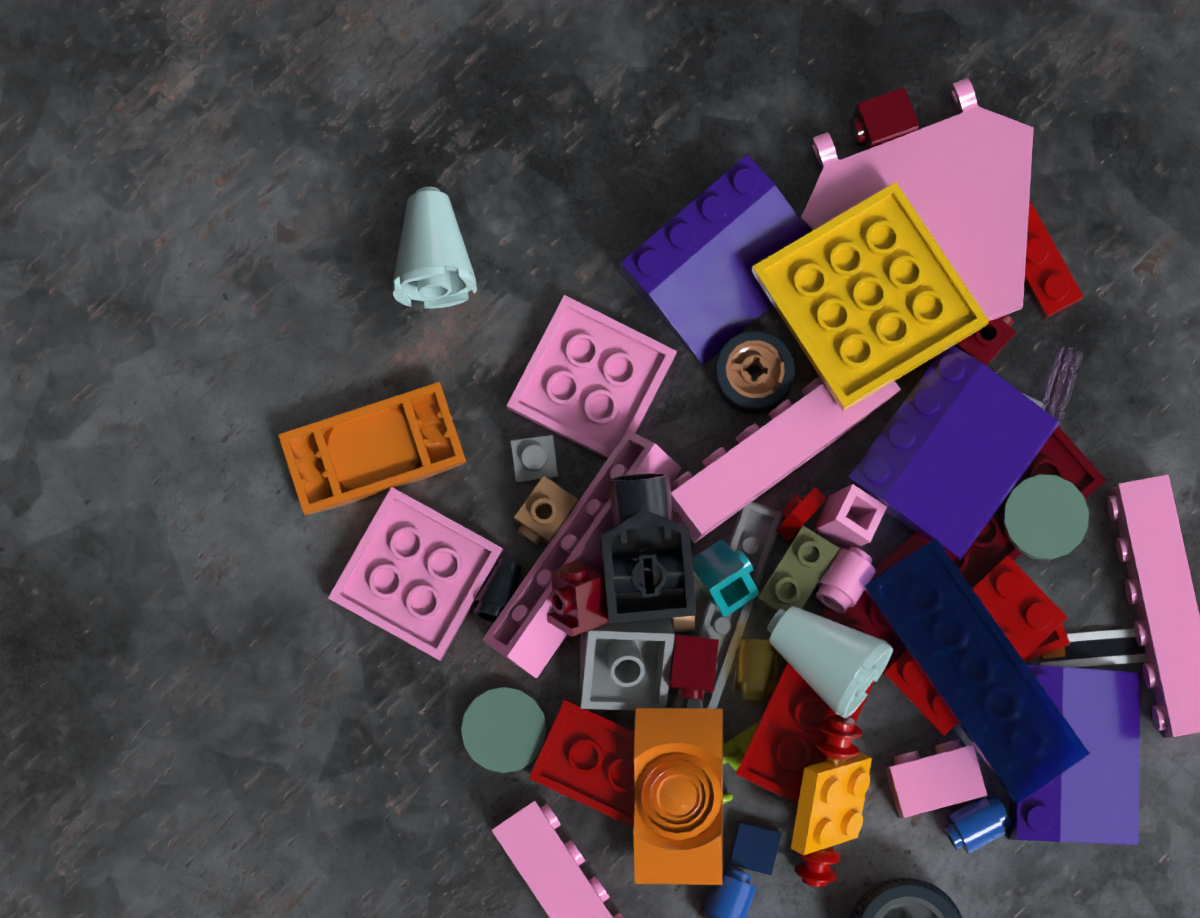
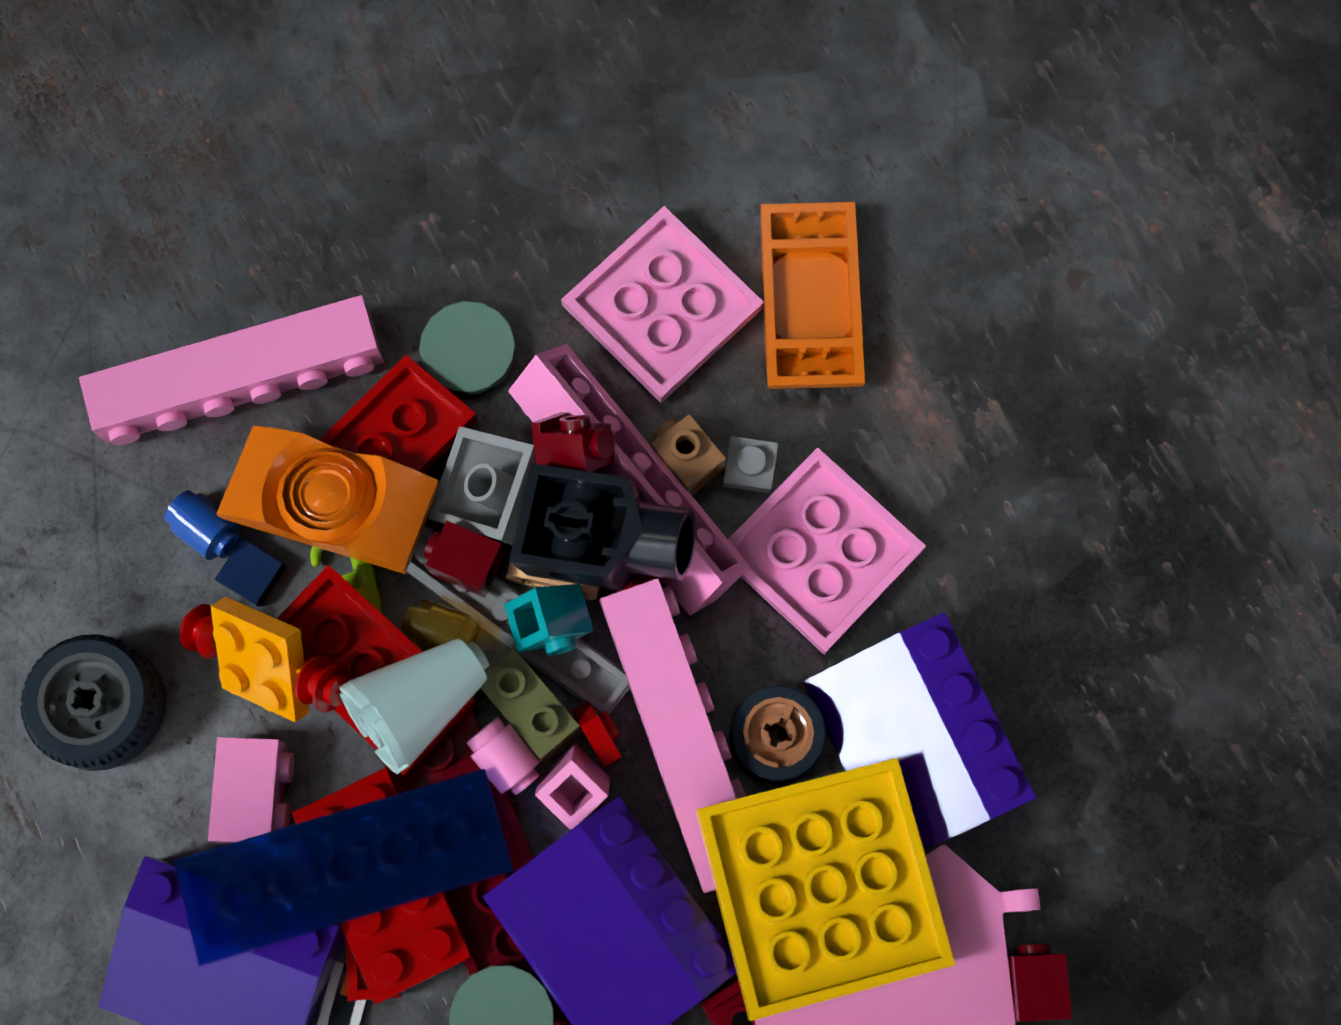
camera: 110 degrees right, 5 degrees down
(432, 254) = (1014, 414): light aqua cone -> none
(497, 589) = (619, 382): black cone -> none
(977, 824) = (184, 822): blue brick -> none

